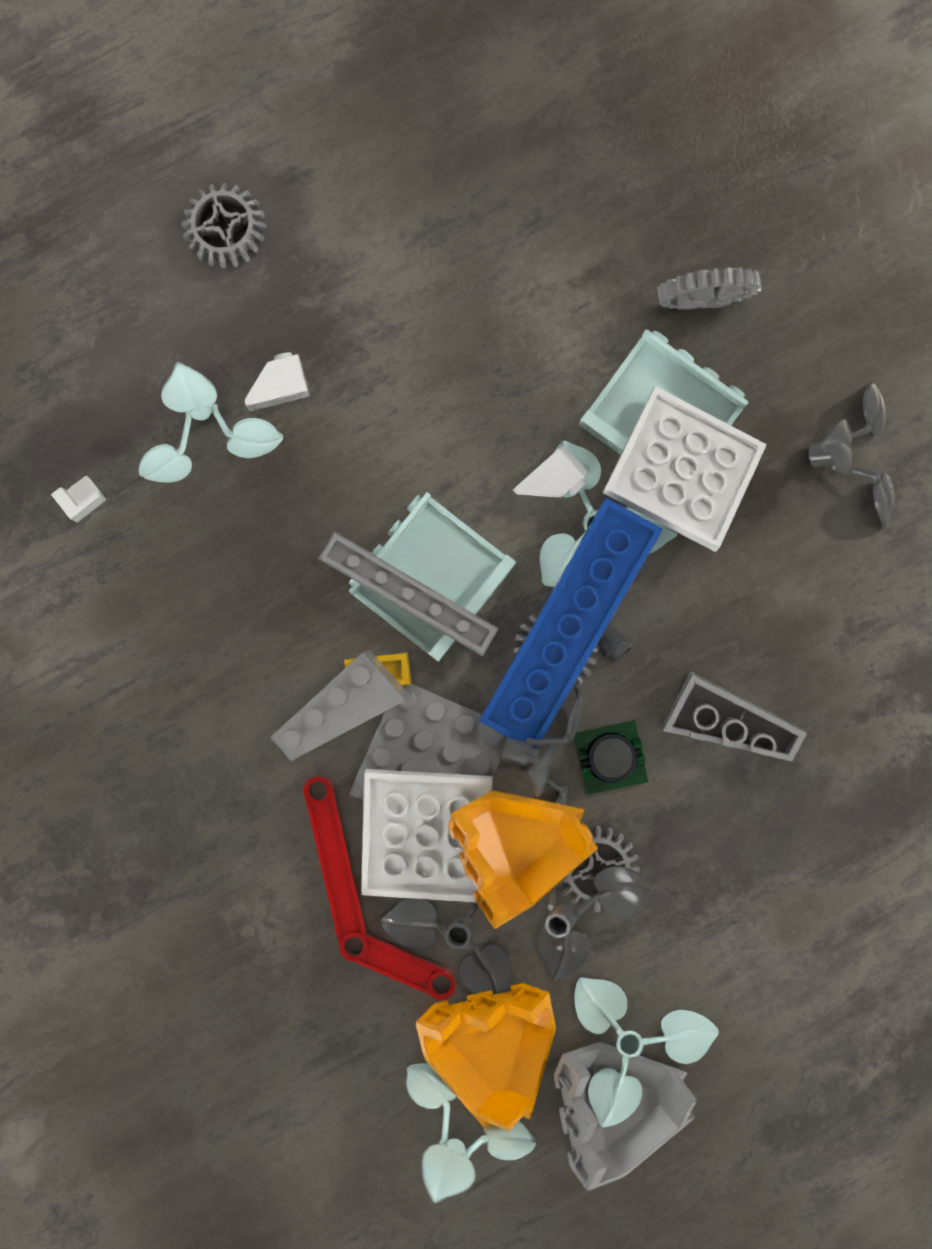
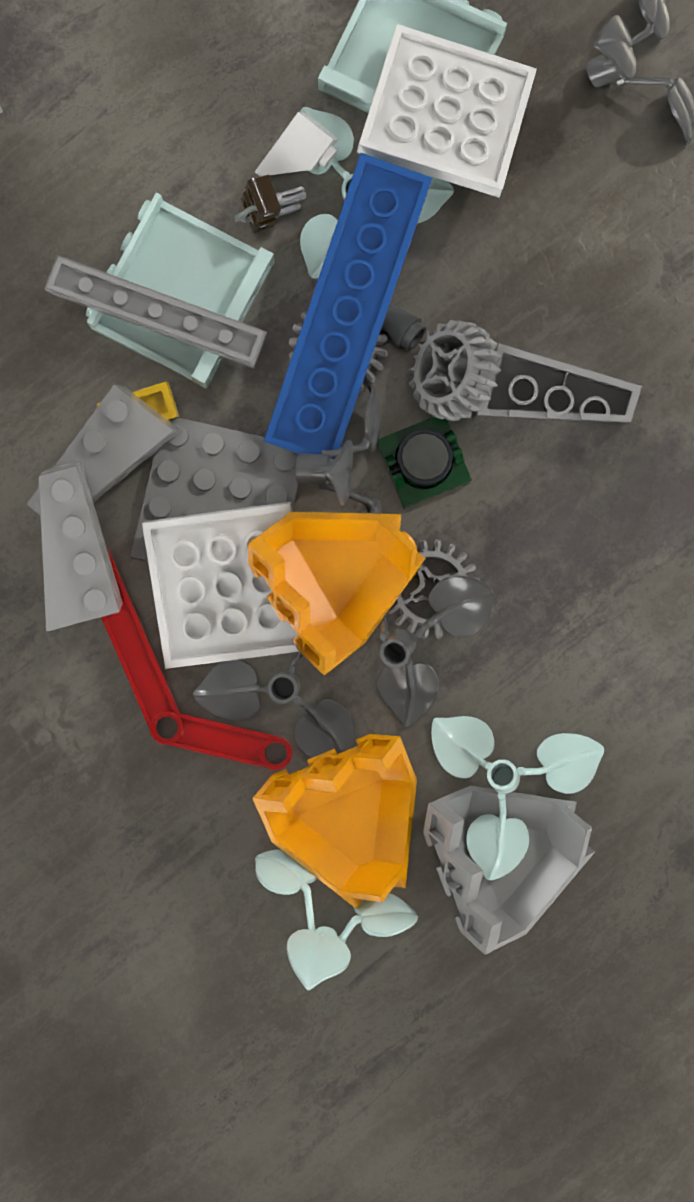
camera: 15 degrees left, 0 degrees up
(304, 795) = (75, 556): none -> light grey wedge
(515, 519) = (264, 205): none -> dark brown piece
(659, 693) = (463, 371): none -> light grey gear

